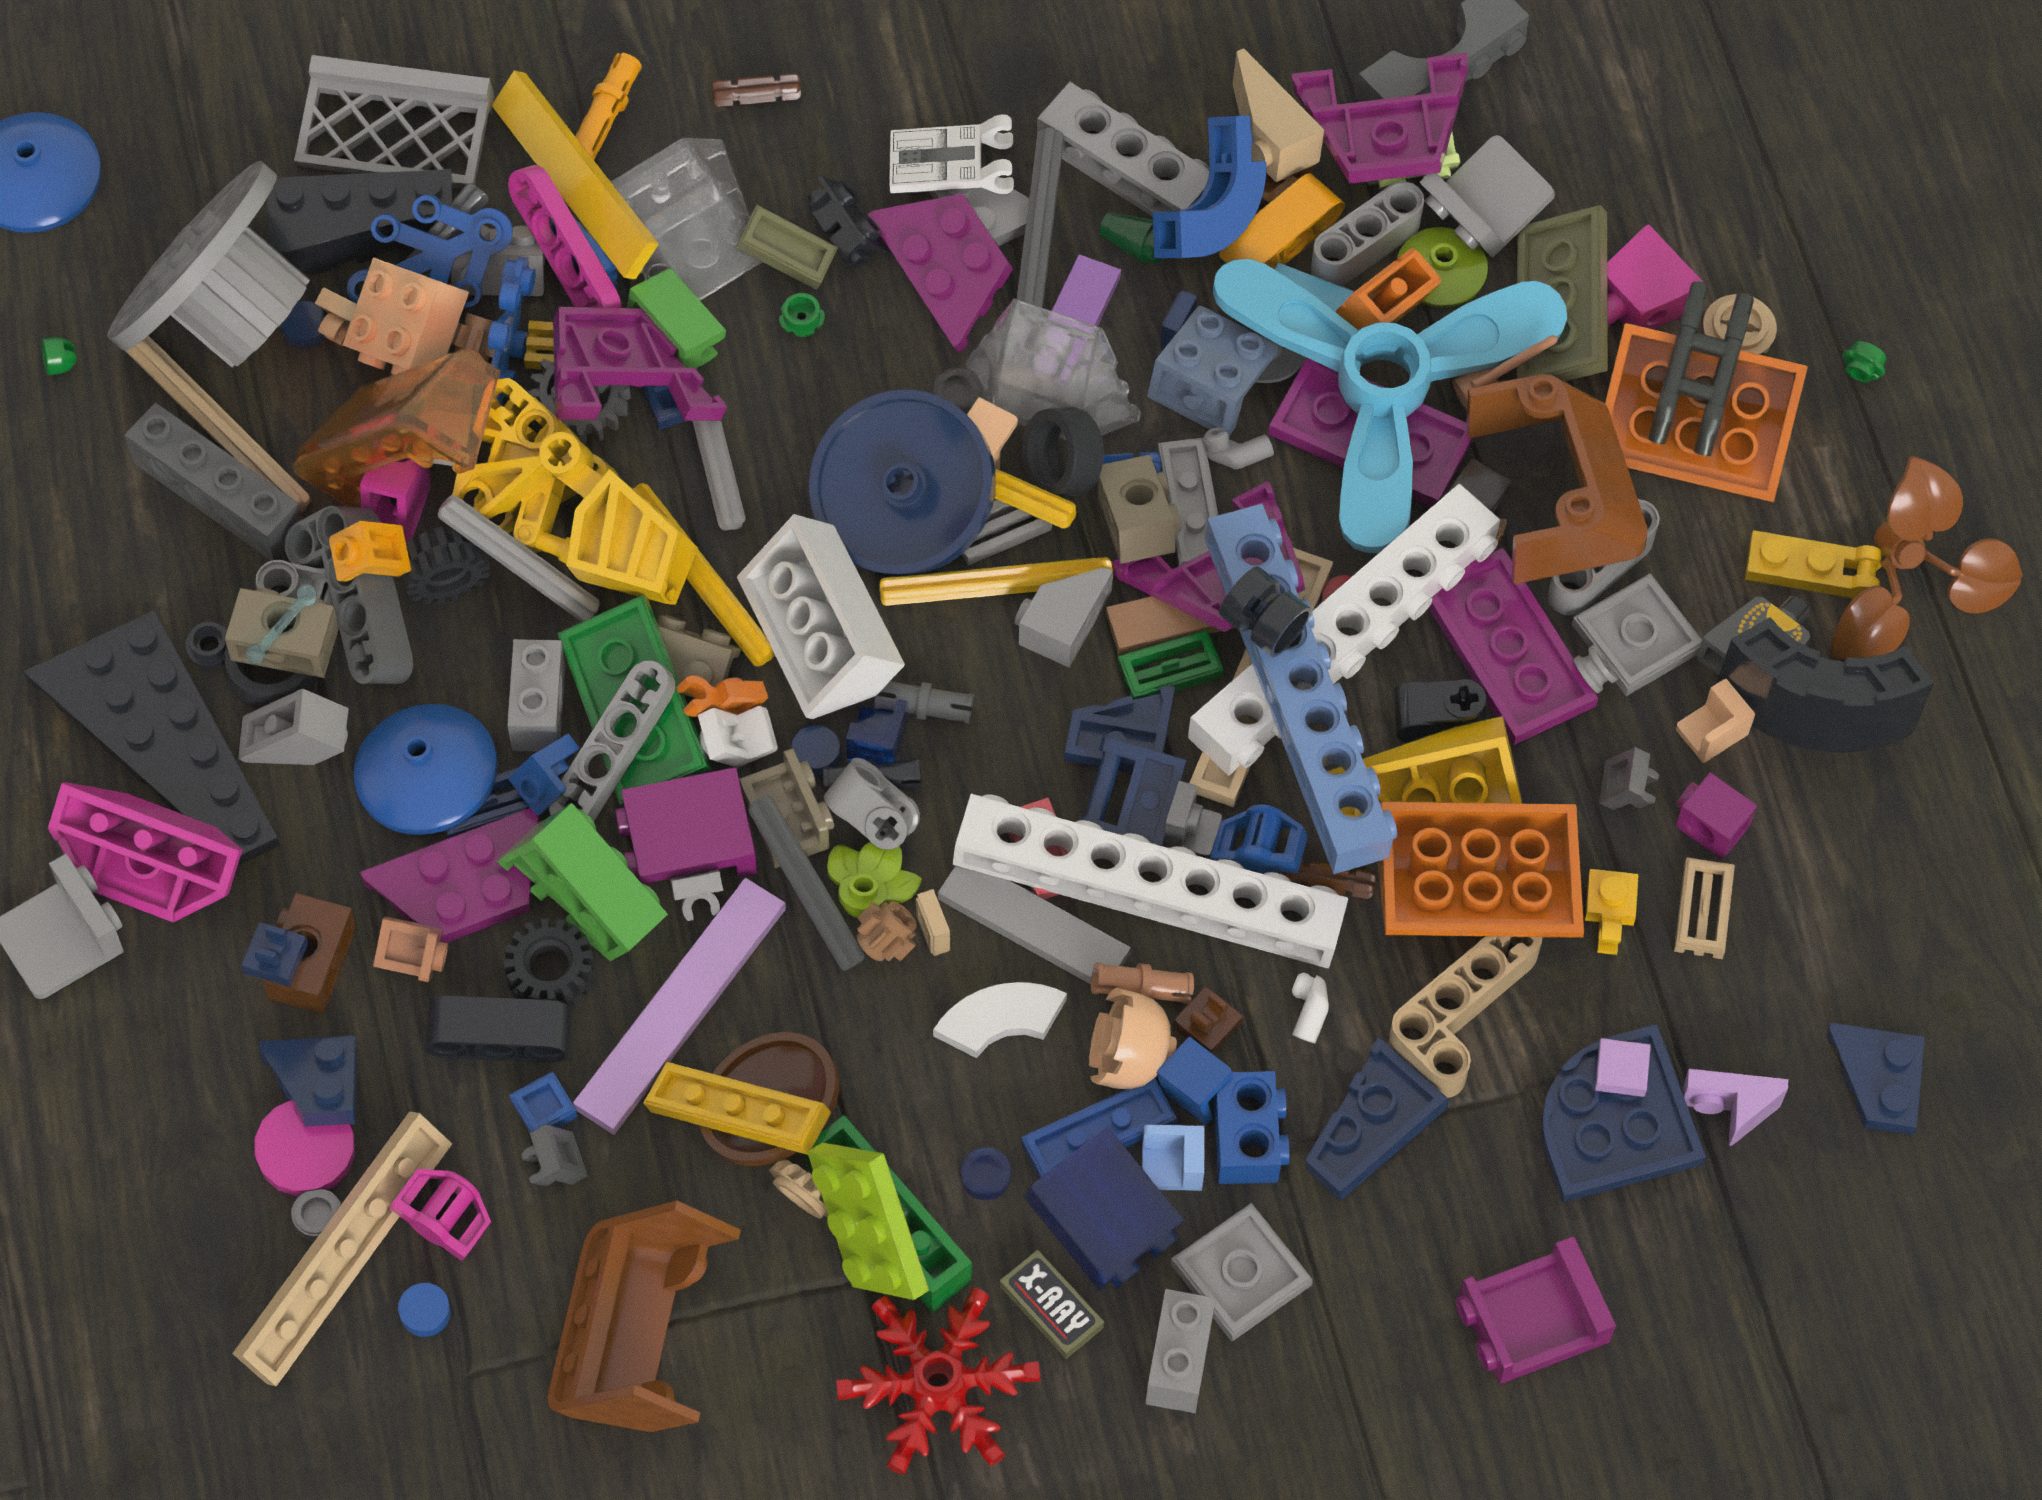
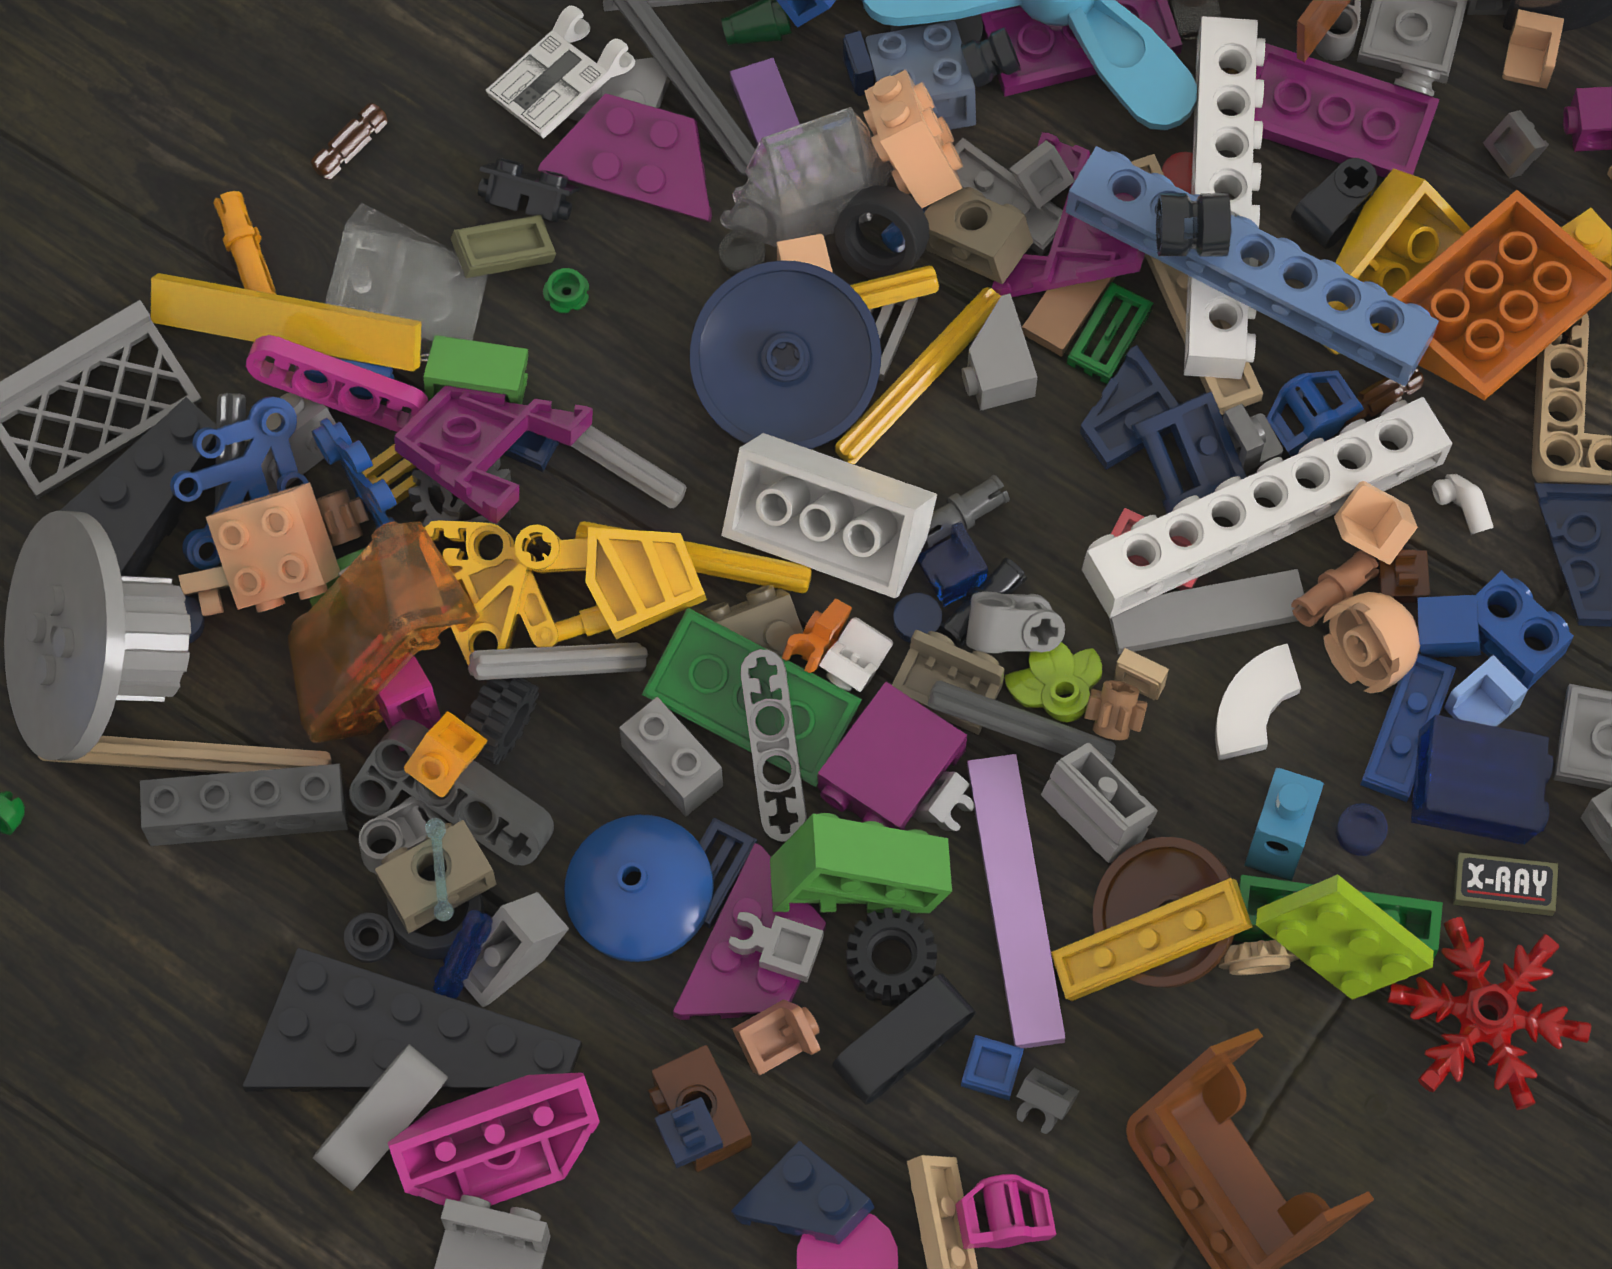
camera: 40 degrees left, 5 degrees up
(100, 762) = (380, 1117): none -> light grey beam
(252, 705) = (463, 954): none -> clear blue axle
(472, 888) = (785, 947): none -> light grey plate
(539, 776) = (740, 816): blue bracket -> none
(803, 981) = (1098, 802): none -> light grey brick
(929, 1112) = (1285, 820): none -> dark azure torso
(1148, 399) = (912, 138): none -> light nougat brick
(1214, 956) = (1375, 522): none -> light nougat panel
(1222, 497) = (1042, 174): none -> light grey tile
(1236, 455) = (995, 132): light grey arm -> none
(1274, 391) = (990, 57): none -> black wheel

